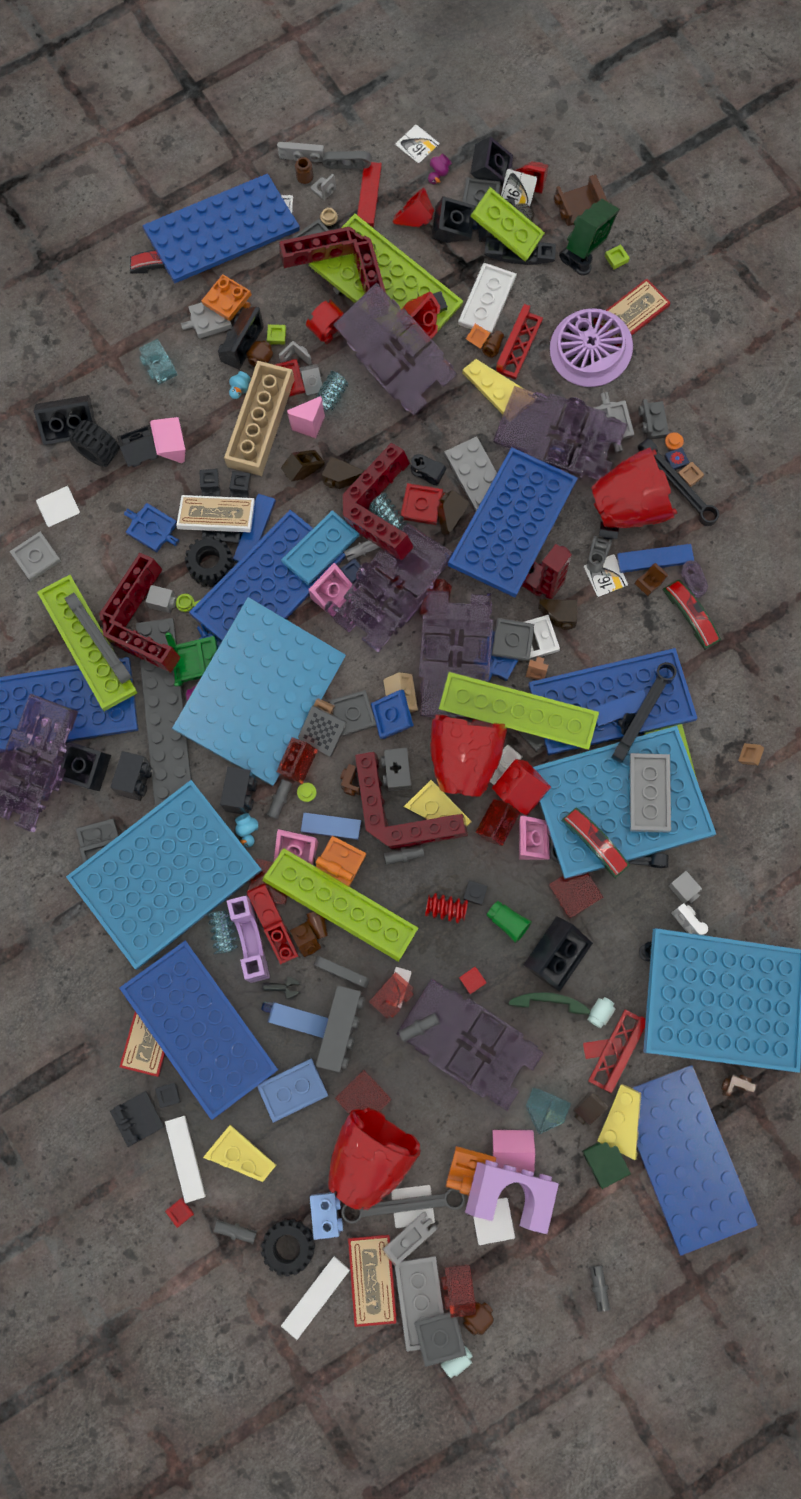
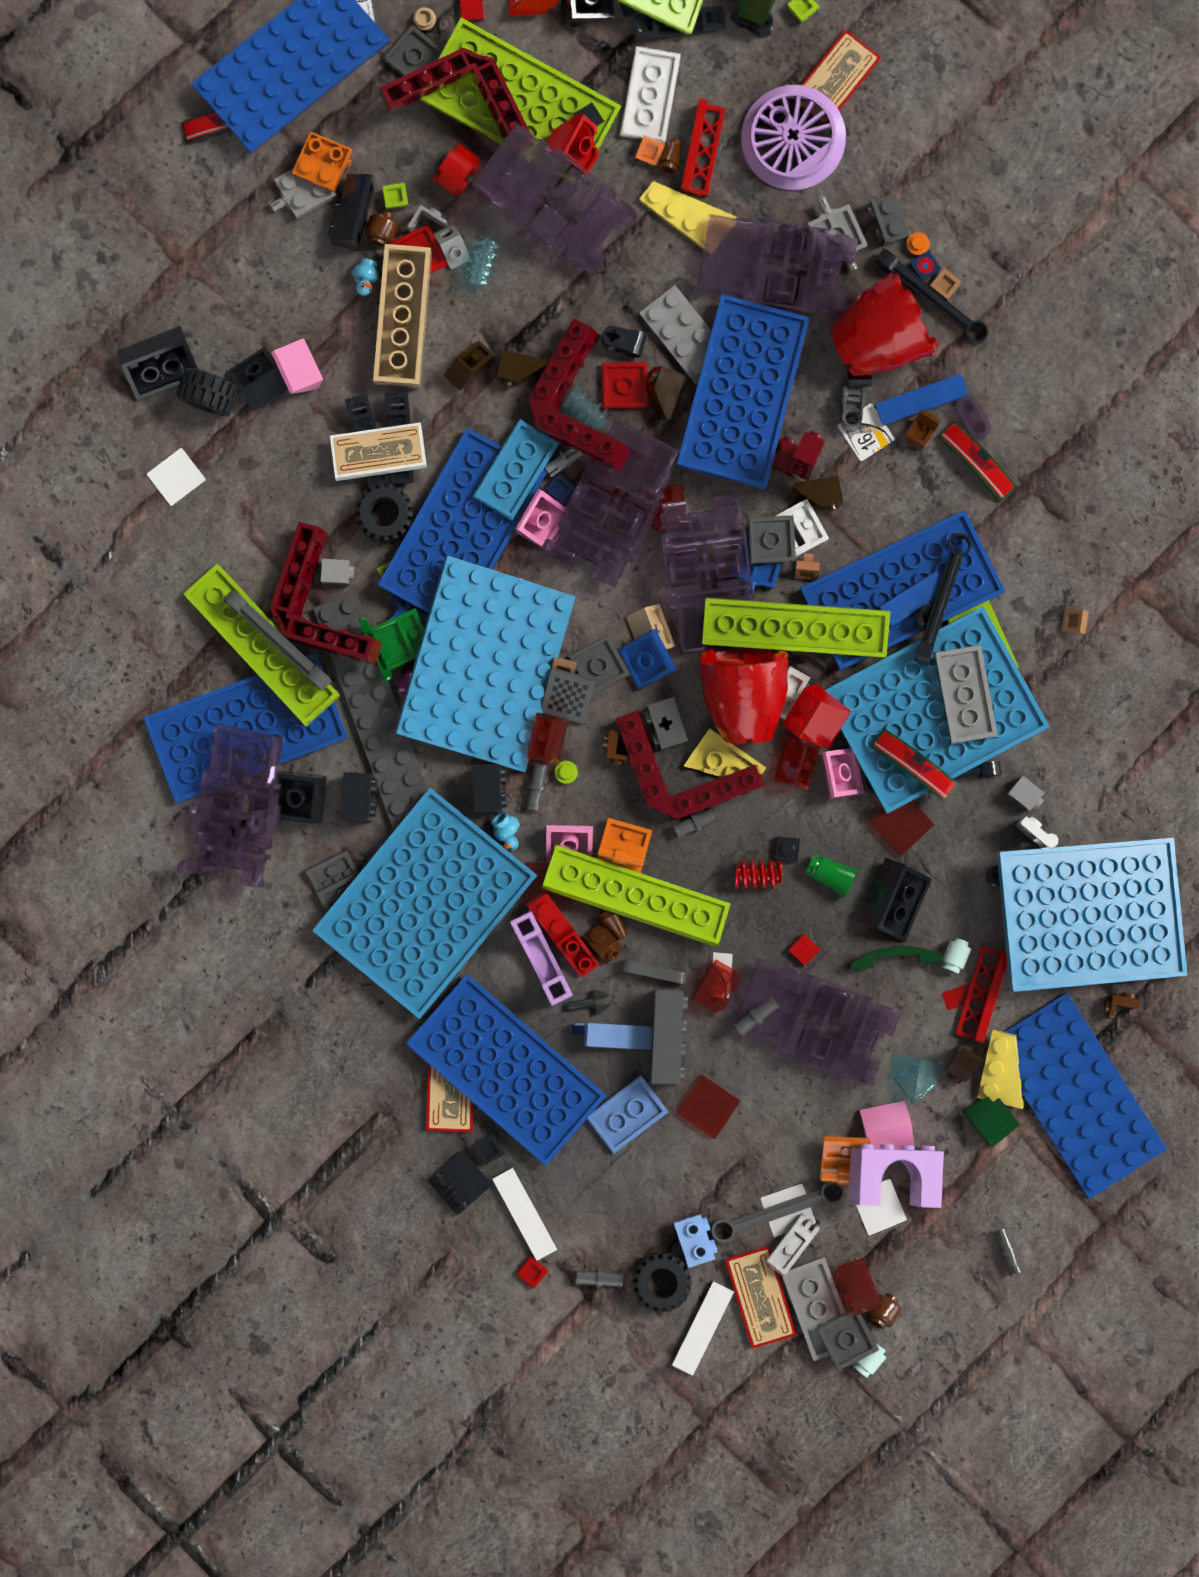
camera: 20 degrees left, 10 degrees up
(35, 556) = (166, 547): light grey tile -> none
(151, 527) = (301, 483): blue plate -> none
(153, 353) = (247, 251): clear light blue brick -> none
(185, 602) = (365, 570): lime plate -> none
(222, 932) = (508, 955): clear light blue piece -> none
(240, 1154) = (584, 1196): light yellow wing -> none
(261, 515) = (425, 478): blue tile -> none
(307, 417) = (462, 305): bright pink slope -> none
(331, 826) = (603, 806): medium blue tile -> none
(370, 1158) = (733, 1169): red piece -> none

